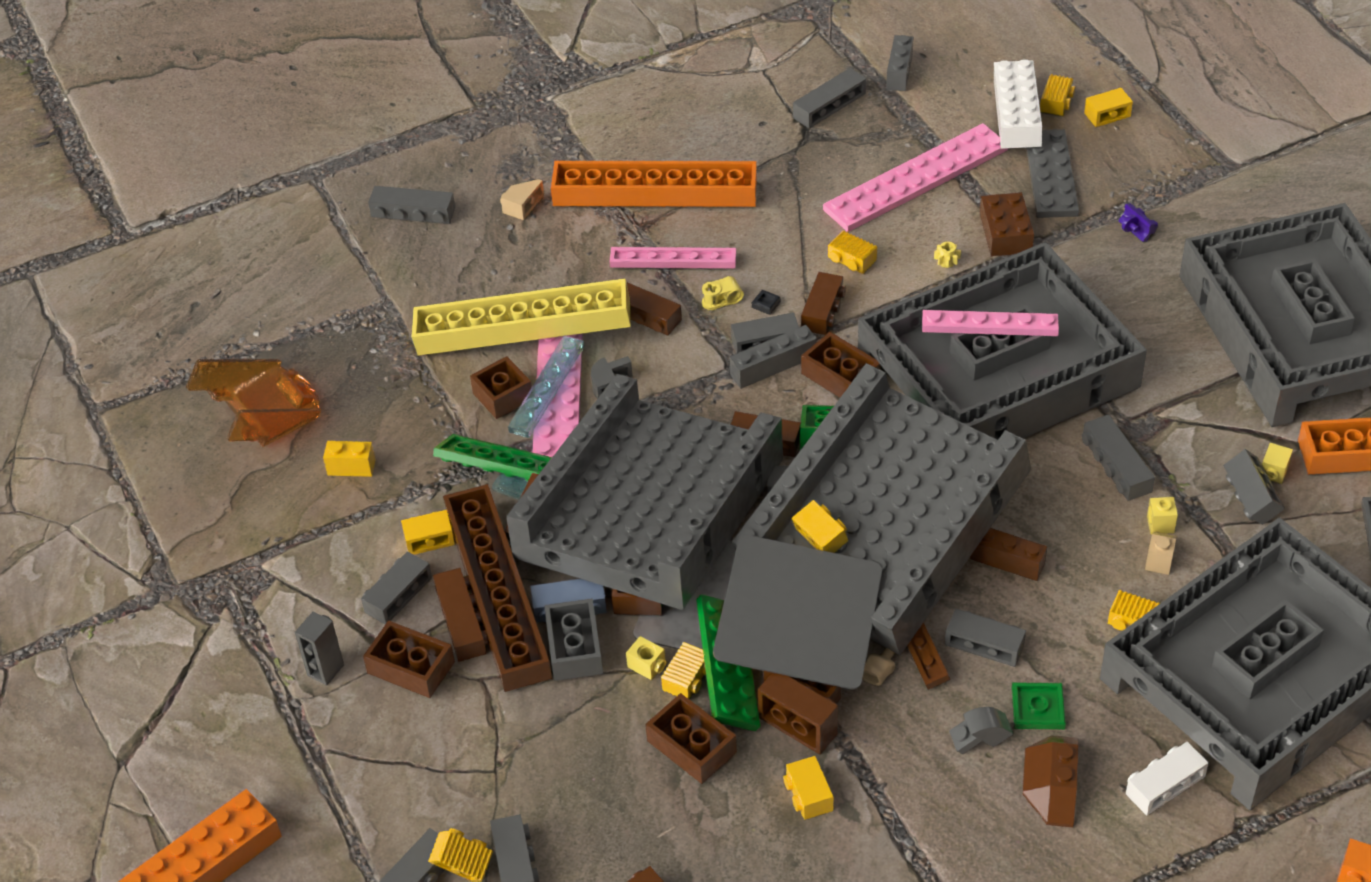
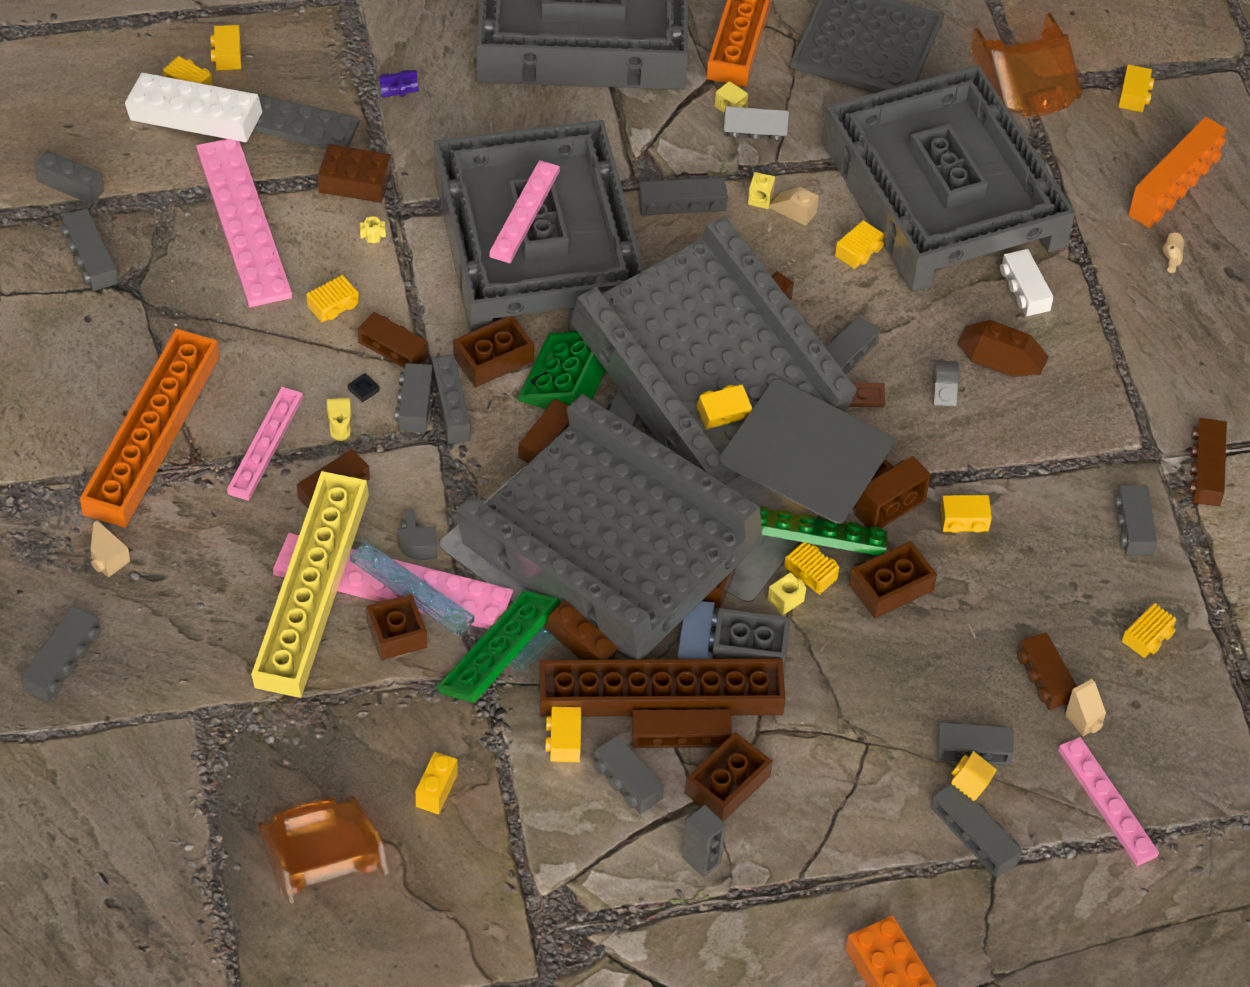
camera: 80 degrees left, 5 degrees up
(1038, 706) = (925, 340): green tile -> none

